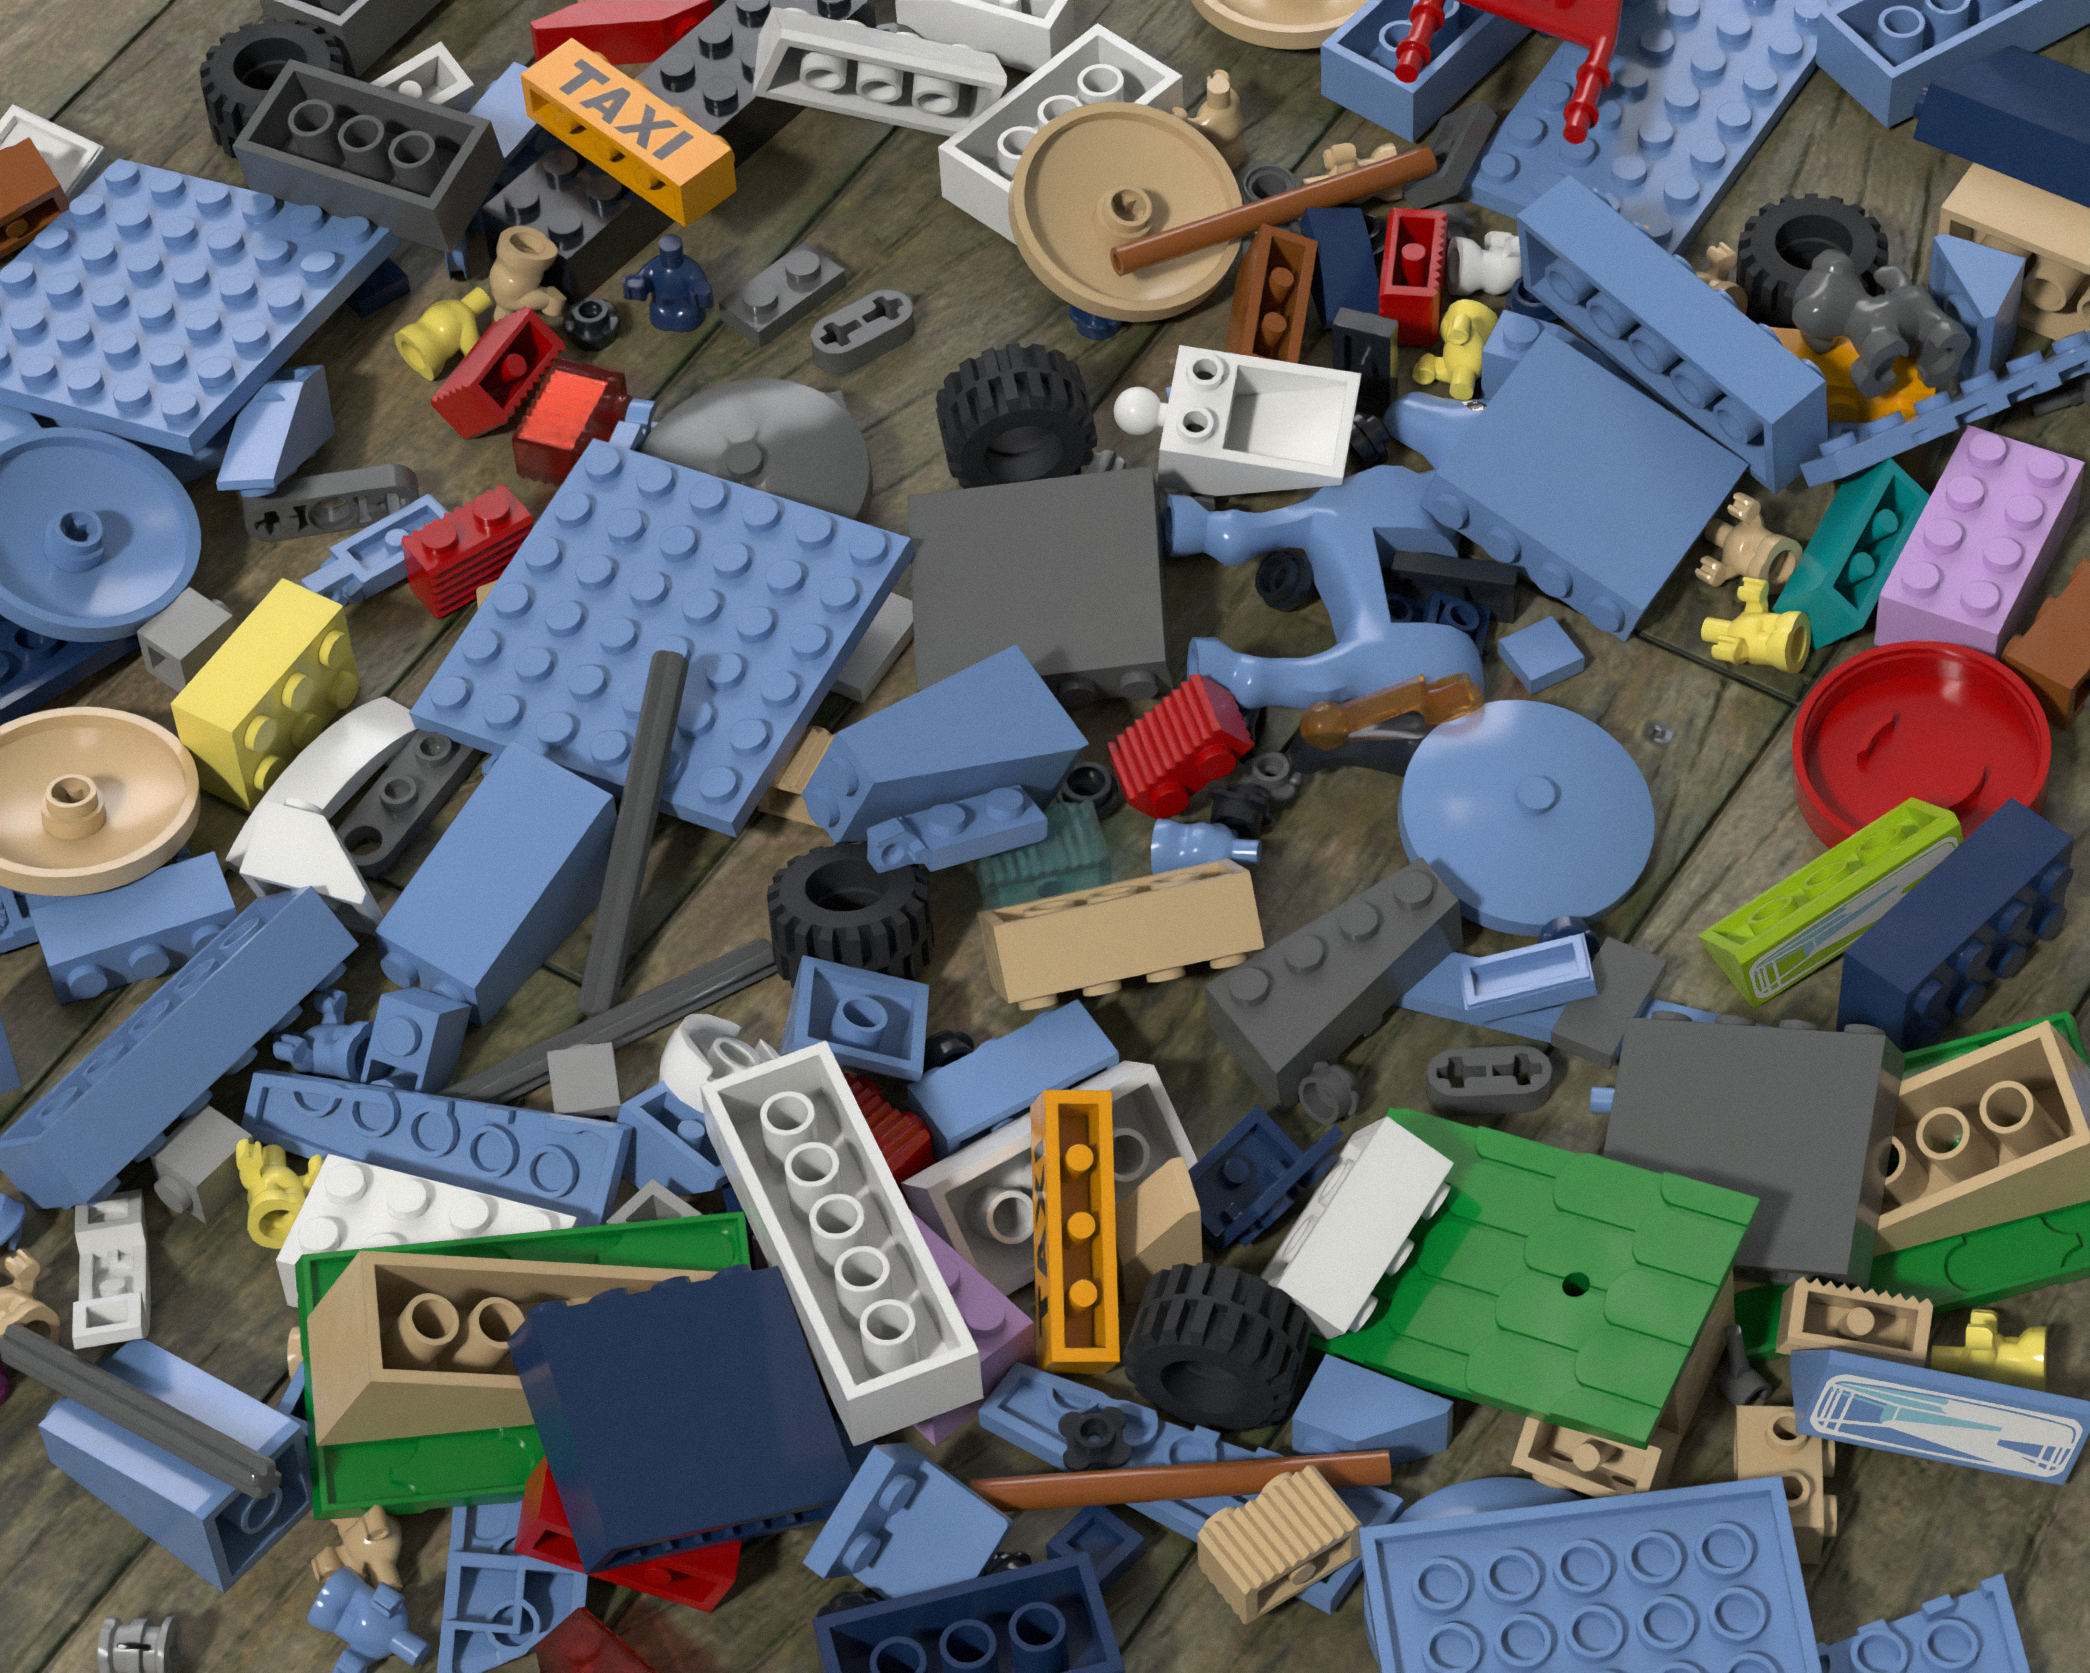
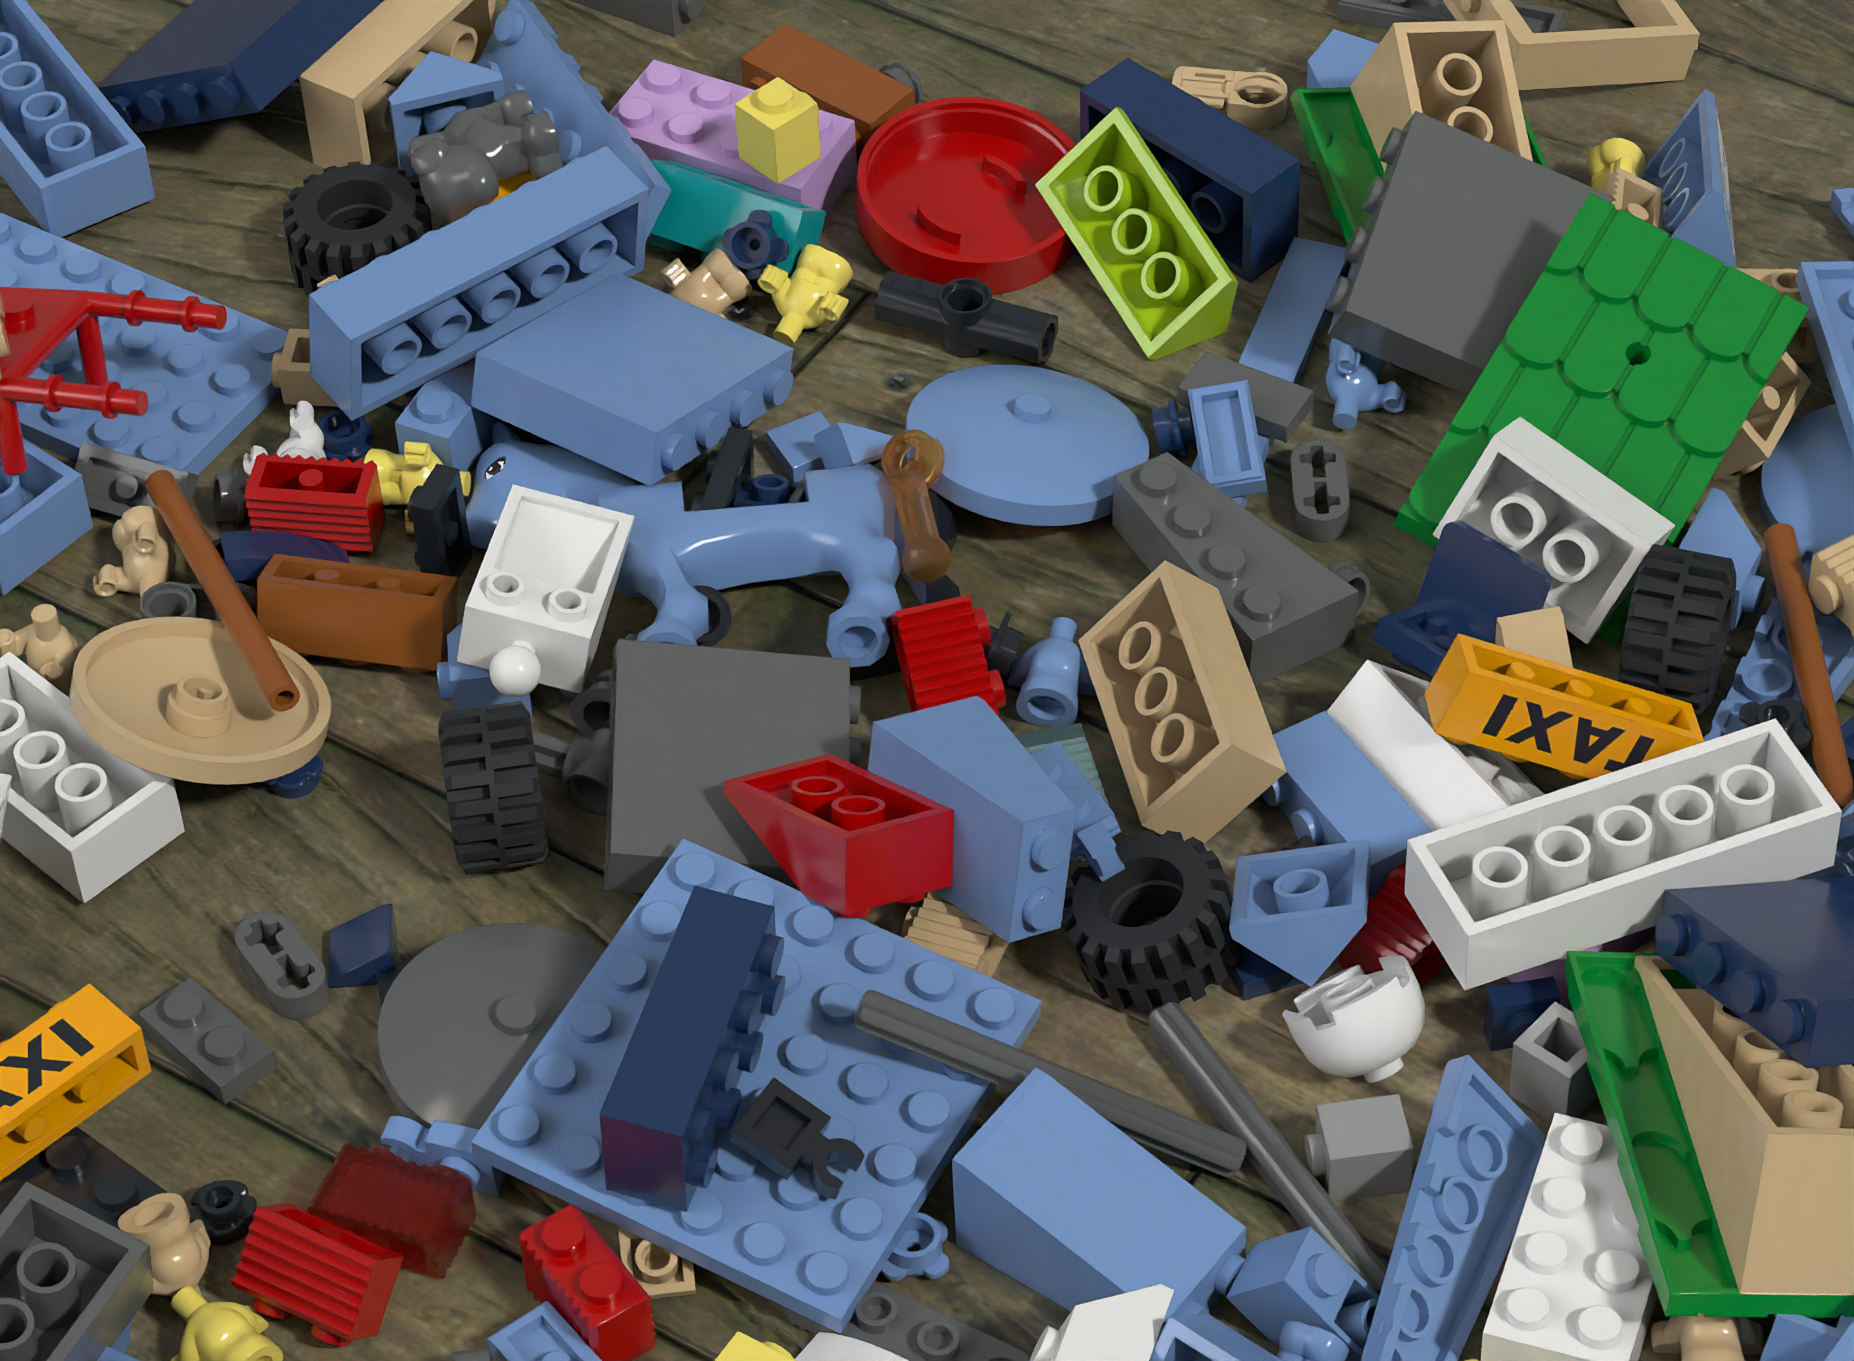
camera: 90 degrees left, 5 degrees down
(558, 634) = (788, 1132): none -> black plate
(622, 535) = (692, 1049): none -> dark blue brick
(669, 1144) = (1449, 1027): medium blue slope -> none
(676, 287) = (199, 1129): dark blue piece -> none
(876, 387) = (363, 948): none -> dark blue slope
(912, 637) = (847, 833): none -> red slope
(1505, 670) = (850, 445): none -> medium blue slope
(1726, 765) = (966, 317): none -> black piece
(1788, 563) = (739, 249): none -> dark blue plate
(1919, 543) = (778, 130): none -> light yellow brick

